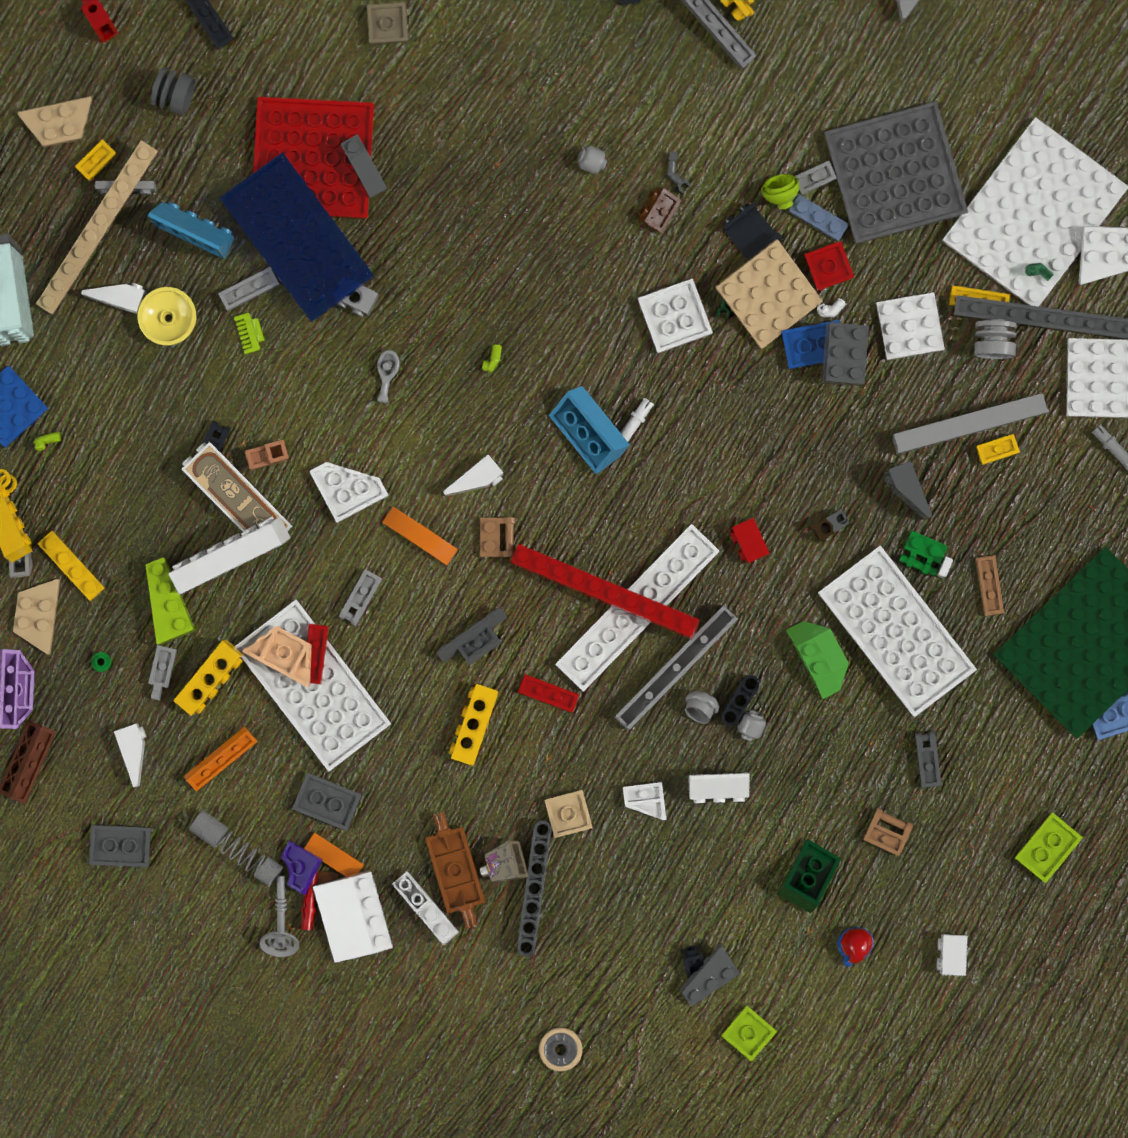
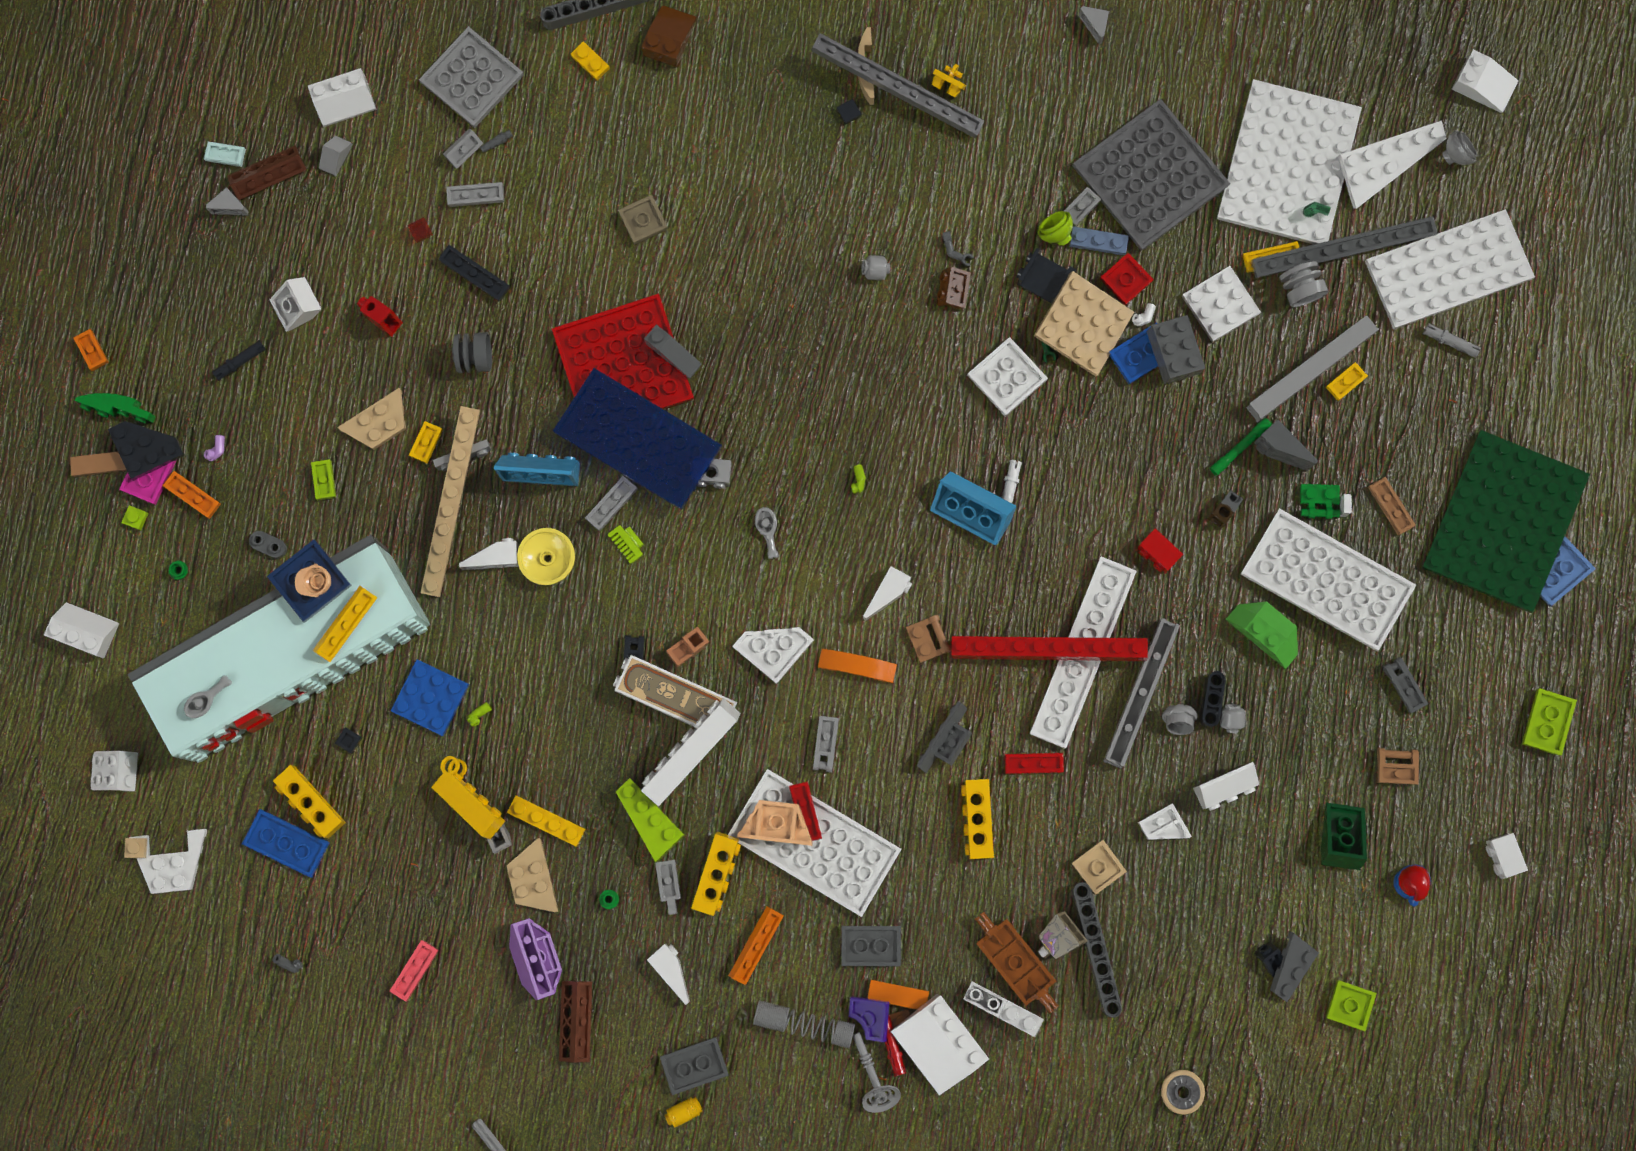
camera: 20 degrees left, 5 degrees down
(93, 883) = (683, 1112): none -> yellow head
(849, 479) = (1225, 461): none -> green piece

